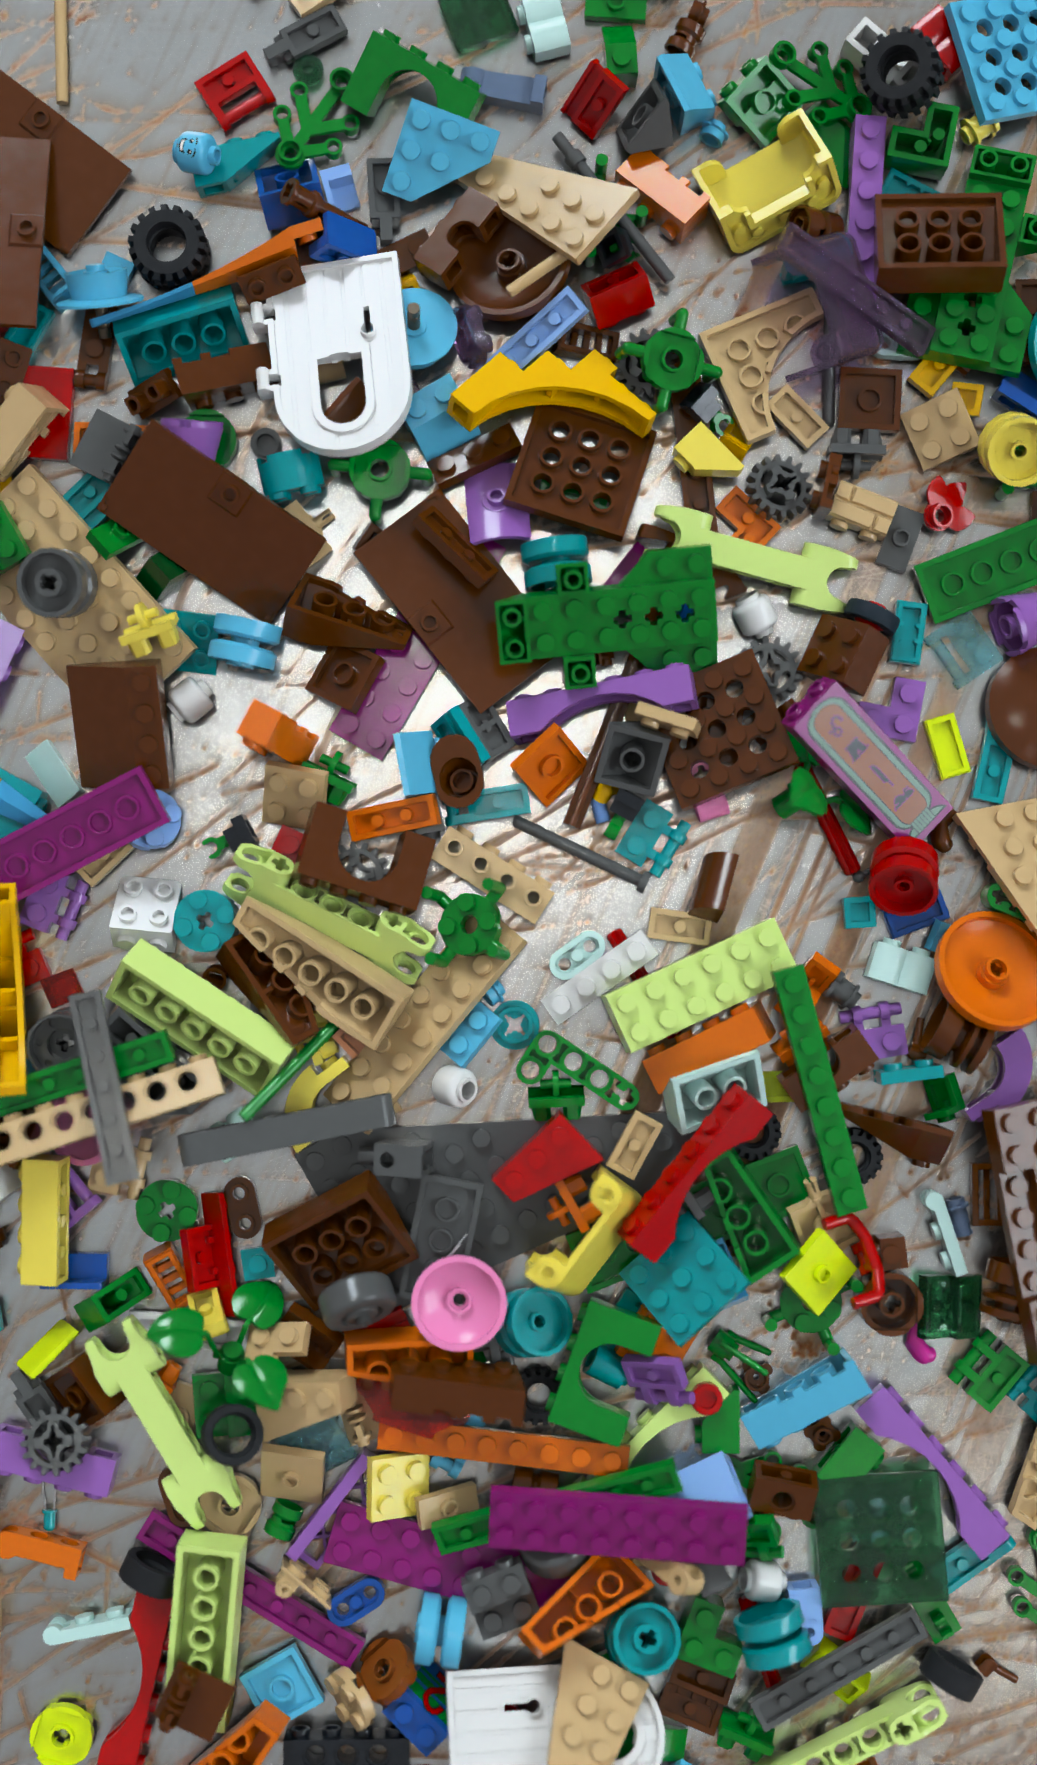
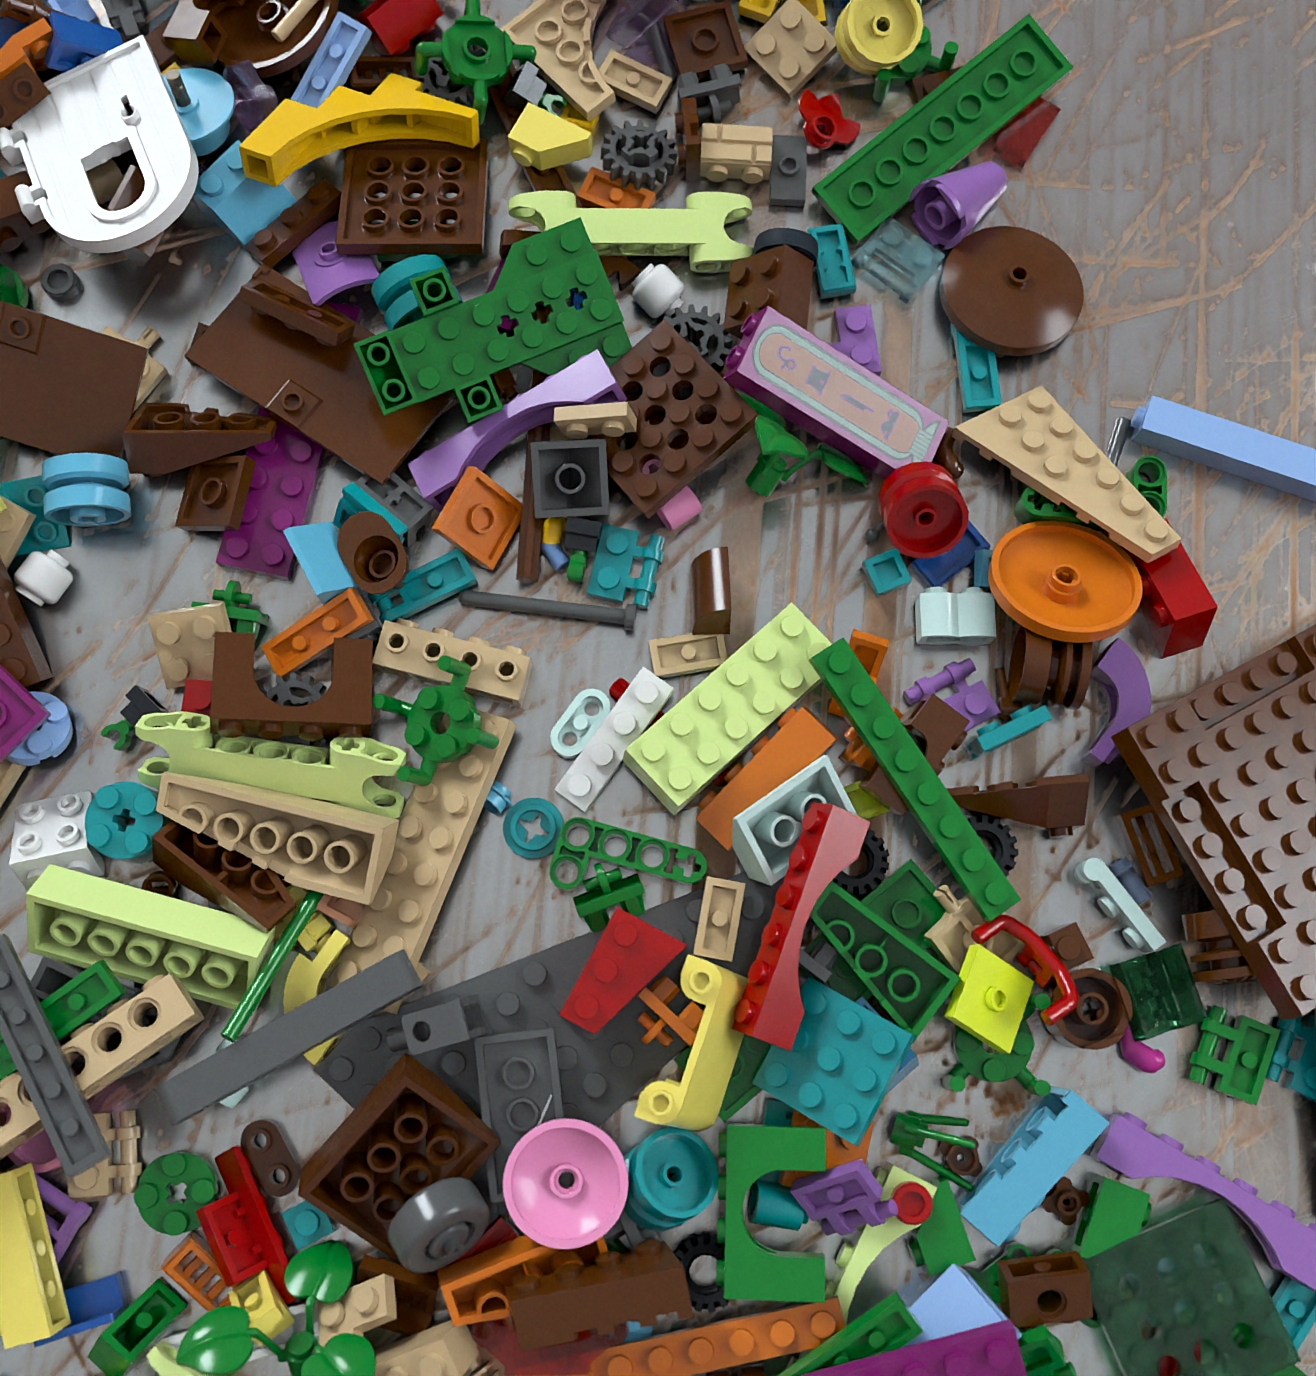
camera: 20 degrees left, 10 degrees down
(273, 732) = (143, 577): orange wedge -> none
(289, 474) = (92, 295): teal brick -> none
(380, 488) = (195, 282): green plate -> none
(454, 1086) = (483, 921): white head -> none
(471, 1035) = (485, 855): medium azure plate -> none
(836, 836) = (829, 498): red axle -> none
(843, 992) = (900, 666): dark grey brick -> none
(944, 1098) = (1059, 747): green bracket -> none
(946, 746) = (917, 366): neon yellow tile -> none

